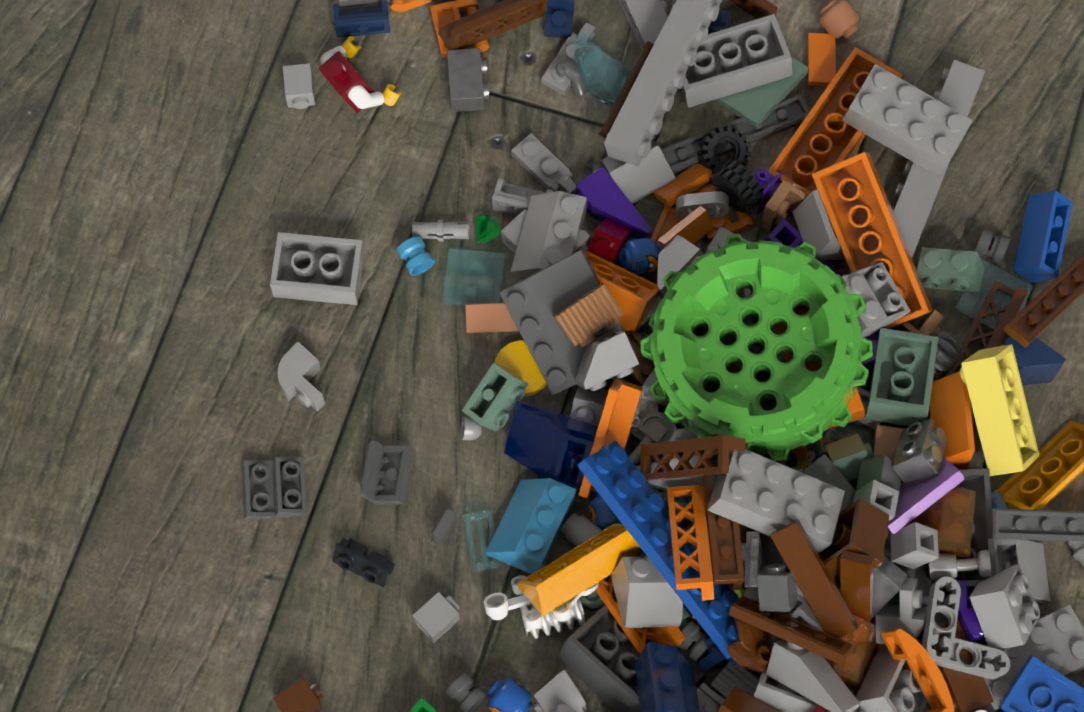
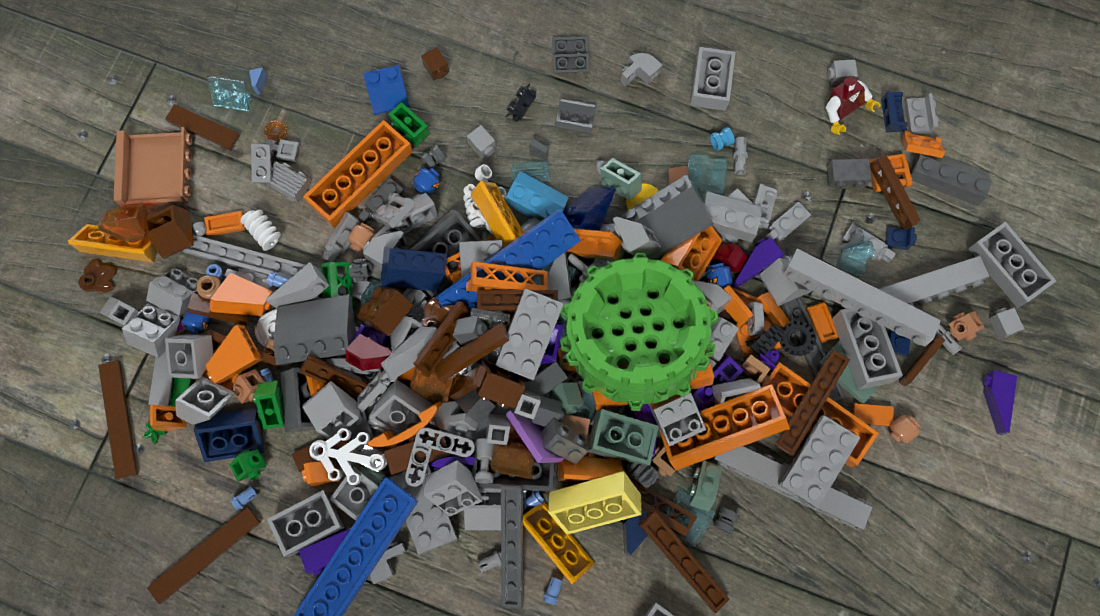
camera: 90 degrees right, 5 degrees up
(486, 228) = (742, 183): green tile -> none
(589, 315) = (667, 226): medium nougat brick -> none
(683, 451) = (560, 278): reddish brown fence -> none
(692, 121) = (822, 322): none -> orange tile
(821, 127) = (812, 402): none -> reddish brown tile
(1043, 236) = (732, 557): blue brick -> none

